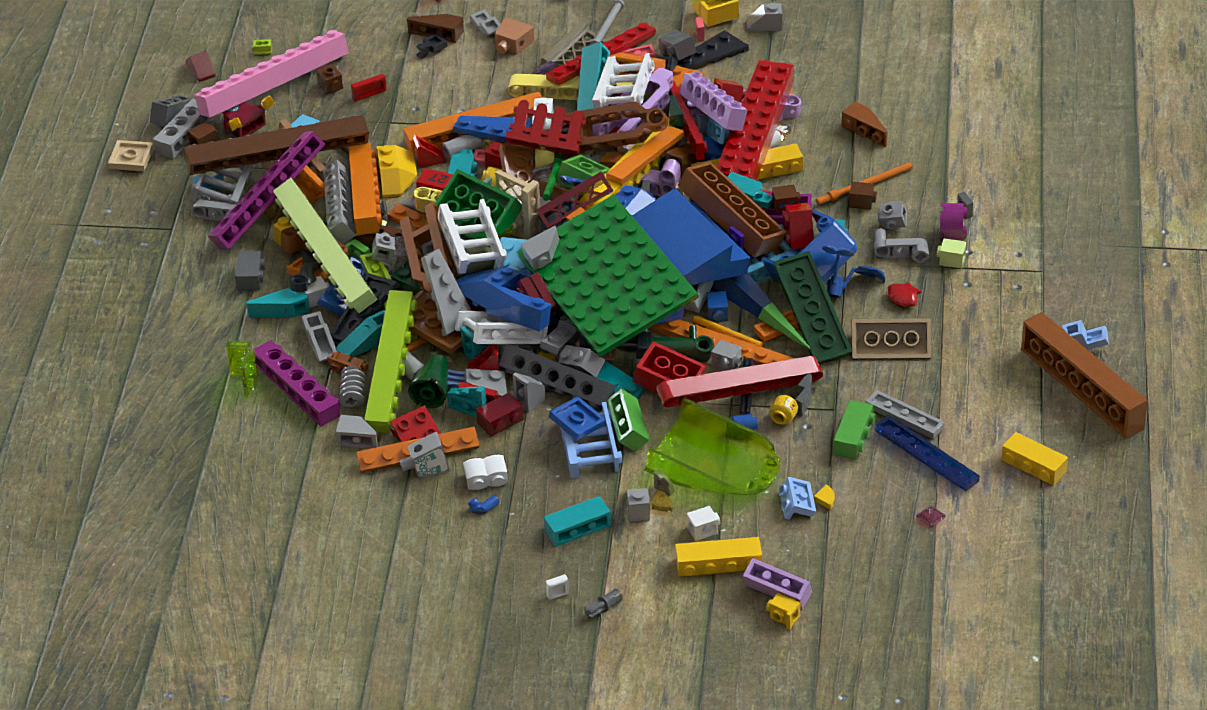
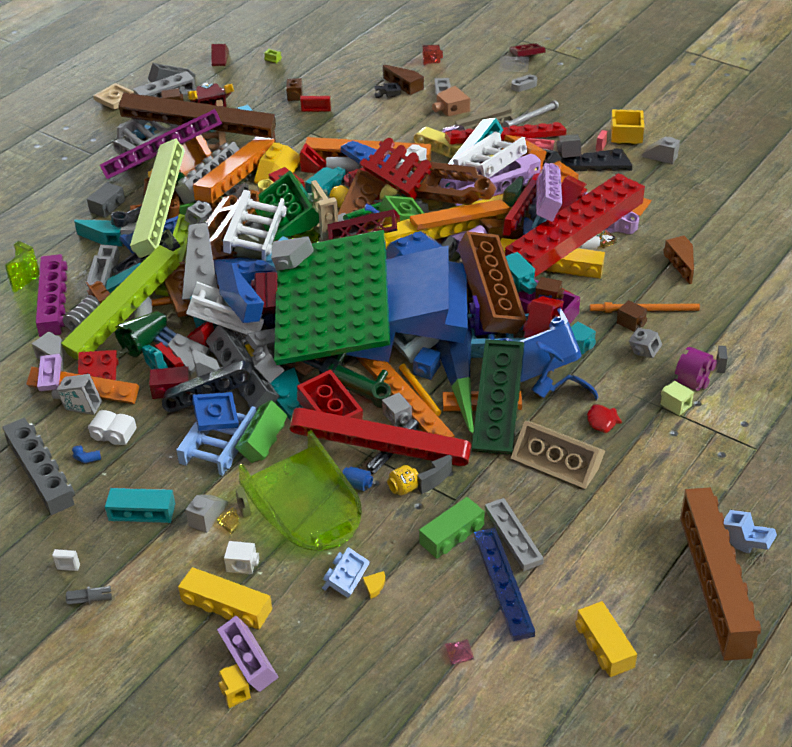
camera: 30 degrees right, 0 degrees up
(271, 73) = (251, 71): bright pink brick -> none
(386, 447) = (49, 372): none -> lavender plate
(451, 529) = (38, 466): none -> dark grey brick
(551, 396) = (212, 379): none -> black beam
(911, 247) = (643, 379): light grey beam -> none

